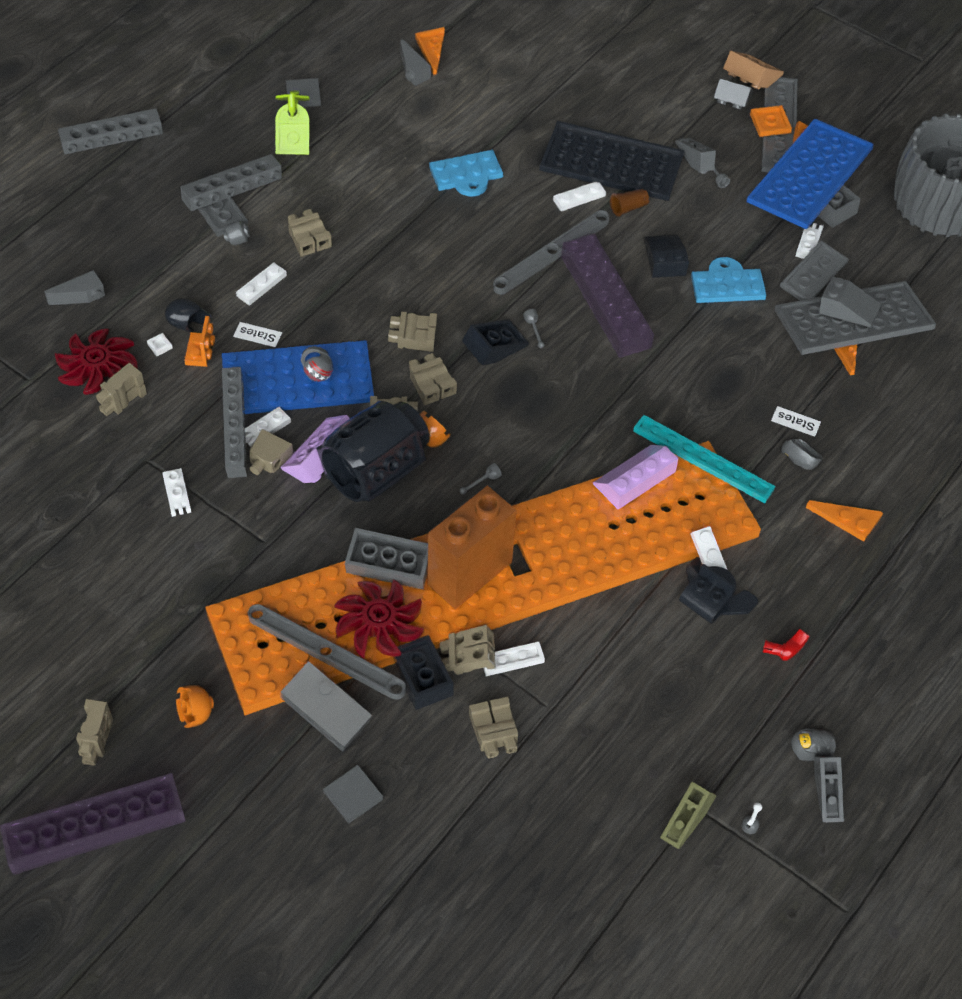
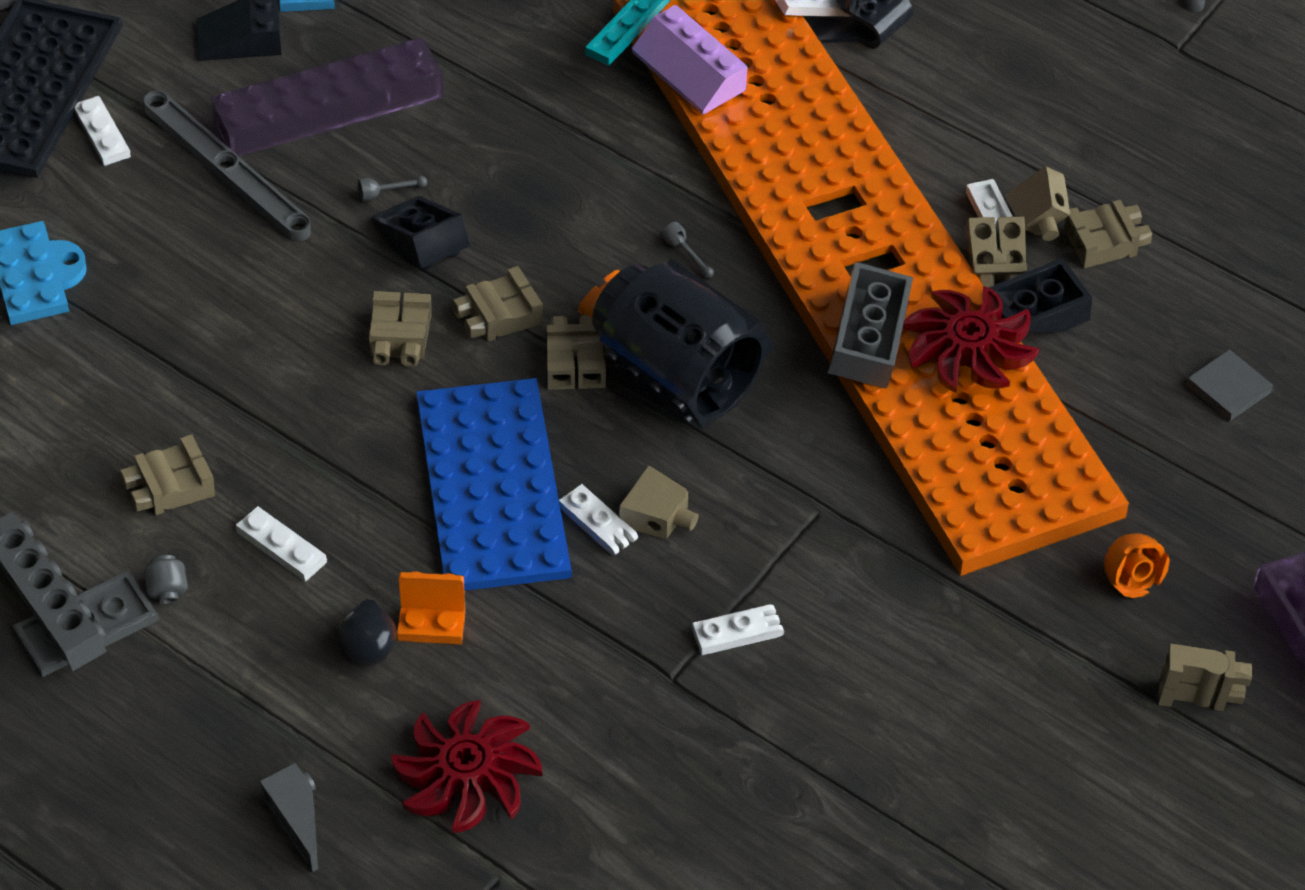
camera: 90 degrees left, 5 degrees down
(120, 390) = (544, 708): dark tan hips -> none
(159, 344) = (420, 681): white tile -> none
(234, 422) = (607, 543): dark grey brick -> none
(257, 334) = (394, 546): white sticker -> none
(305, 461) = (642, 437): lavender slope -> none
(317, 368) = (494, 431): dark grey helmet -> none
(325, 706) = (1116, 401): brick -> none
(338, 658) = (1019, 417): dark grey beam -> none
(471, 546) = (876, 195): dark orange brick -> none
(519, 679) = (1042, 202): none -> dark tan torso
(628, 201) = (131, 70): reddish brown plant -> none
(688, 815) = (1197, 48): olive slope -> none

